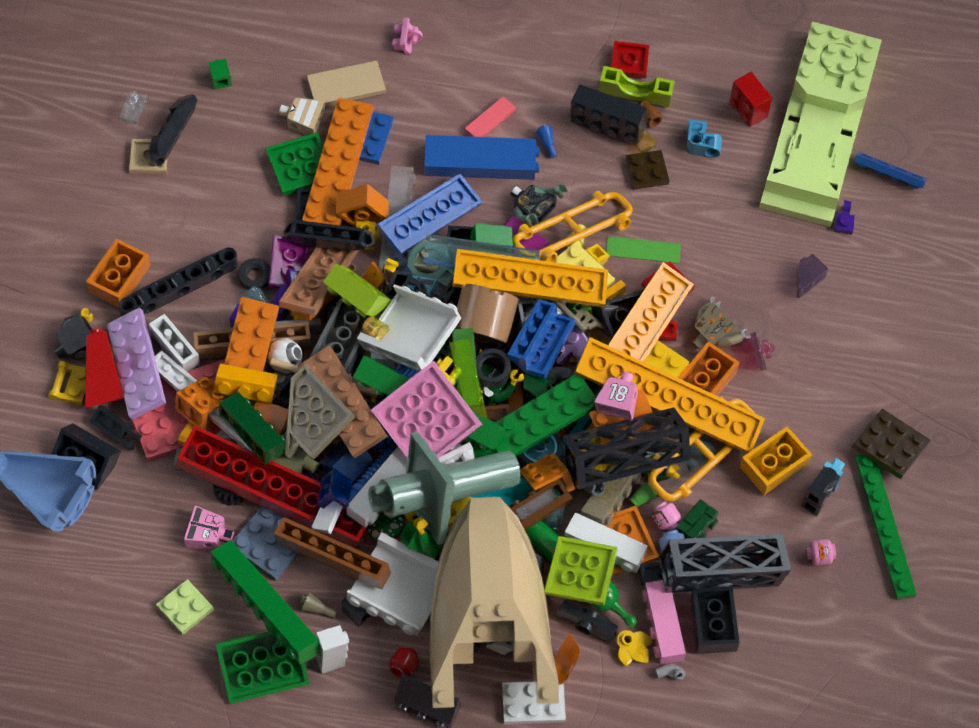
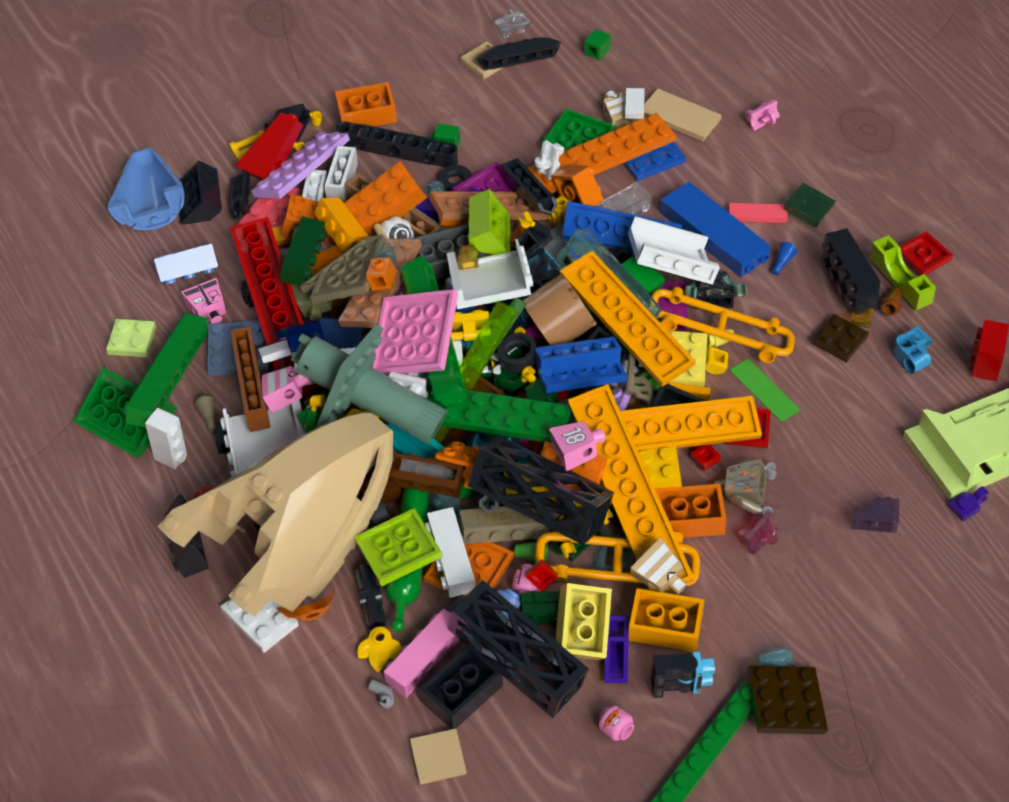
camera: 55 degrees right, 10 degrees down
(148, 515) = (186, 263): none -> slope
(207, 245) = (447, 133): none -> green brick
(316, 103) = (634, 103): none -> white tile
(325, 201) = (548, 161): none -> white hips
(331, 378) = (387, 251): none -> clear light blue cone
(348, 394) = (381, 274): none -> orange brick
(372, 537) = (282, 388): none -> bright pink torso
(488, 201) = (671, 250): none -> white panel
(518, 84) = (809, 205): none -> clear green tile
(680, 503) = (541, 575): none -> red plate
(738, 507) = (584, 620): none -> light yellow brick
(744, 431) = (659, 568): none -> tan torso
(747, 675) = (438, 756): none -> tan tile
(766, 507) = (617, 650): none -> dark purple slope
(857, 422) = (777, 657): none -> clear light blue cone

